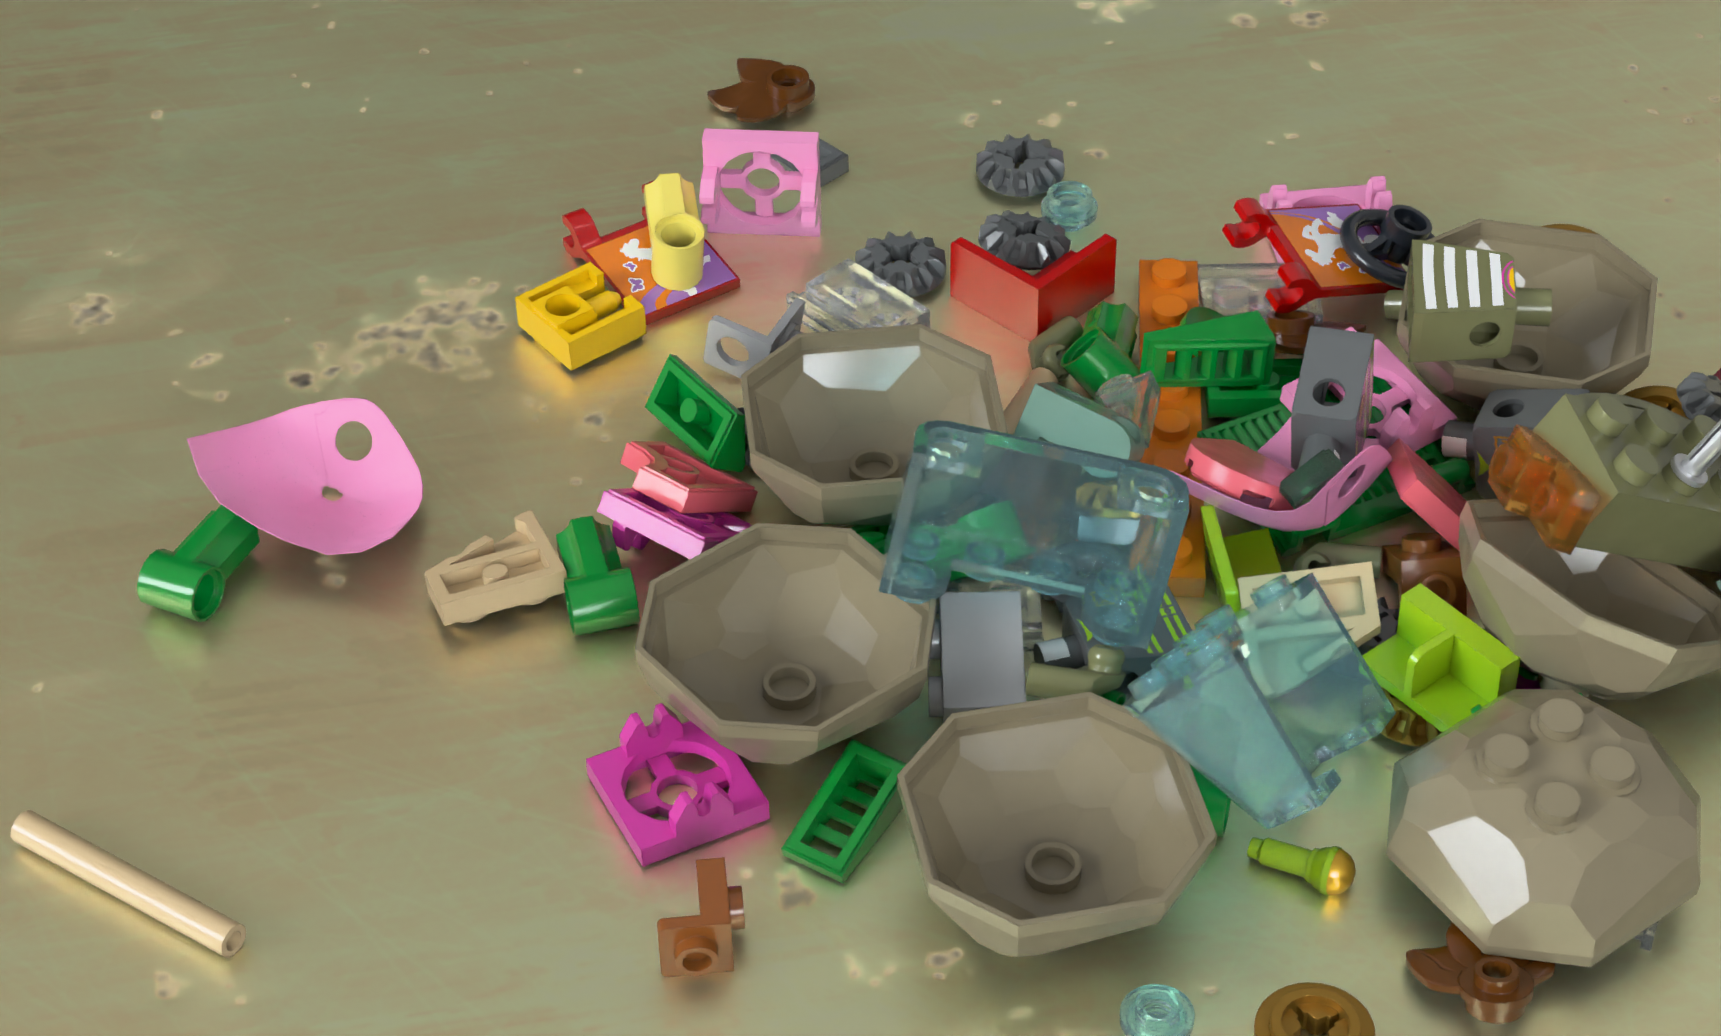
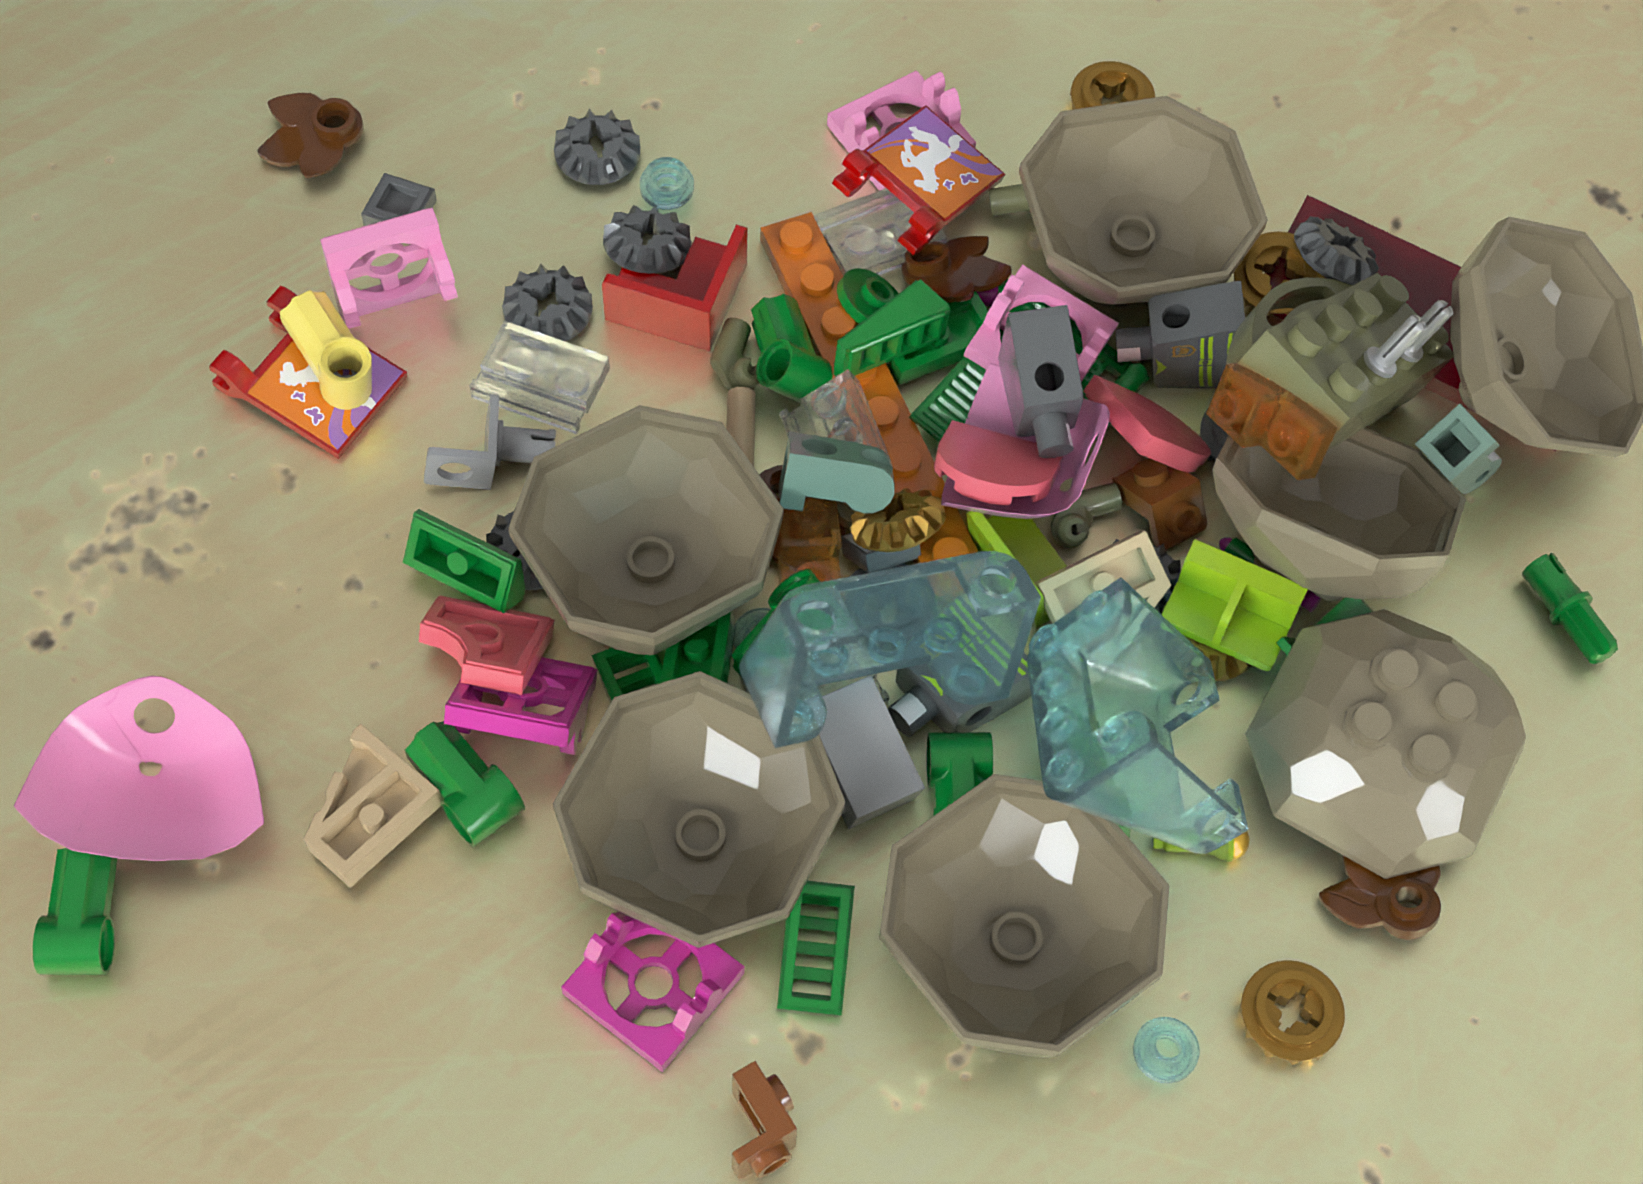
camera: 30 degrees left, 20 degrees up
(578, 317) = (256, 470): yellow brick -> none
(1099, 677) = (965, 745): olive arm -> none
(1310, 478) = (1069, 469): clear green tile -> none
(1397, 229) = (989, 138): black piece -> none
(1466, 303) = (1106, 226): olive torso -> none

